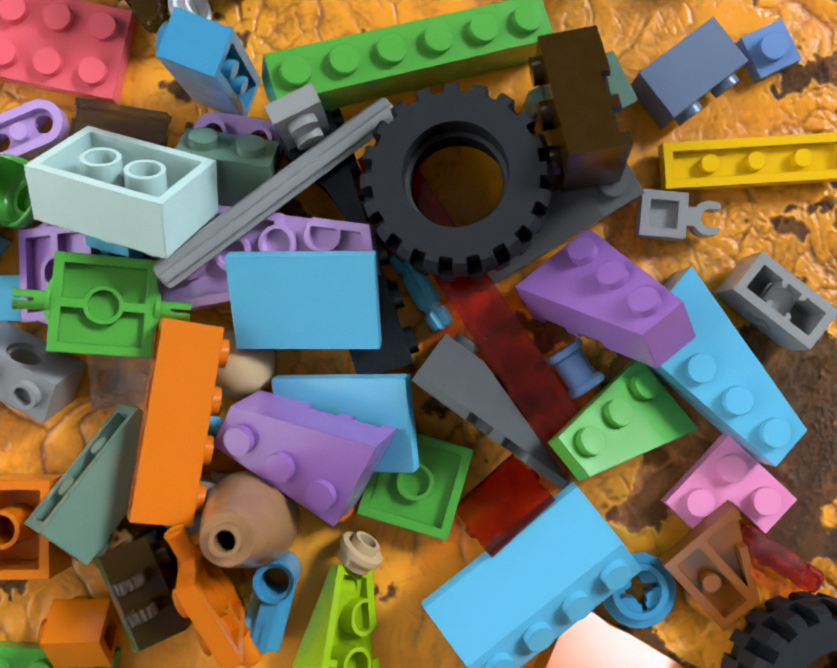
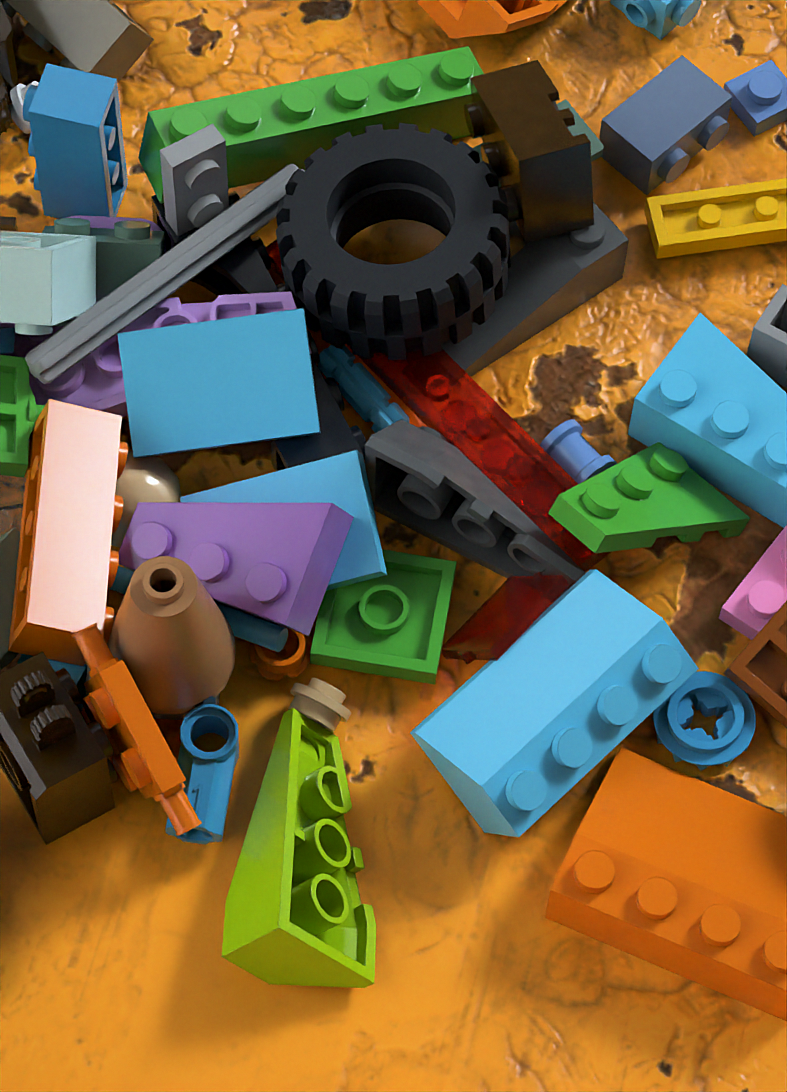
camera: 10 degrees left, 25 degrees down
(609, 299) = (597, 351): medium lavender wedge -> none
(667, 216) = (668, 280): light grey plate -> none

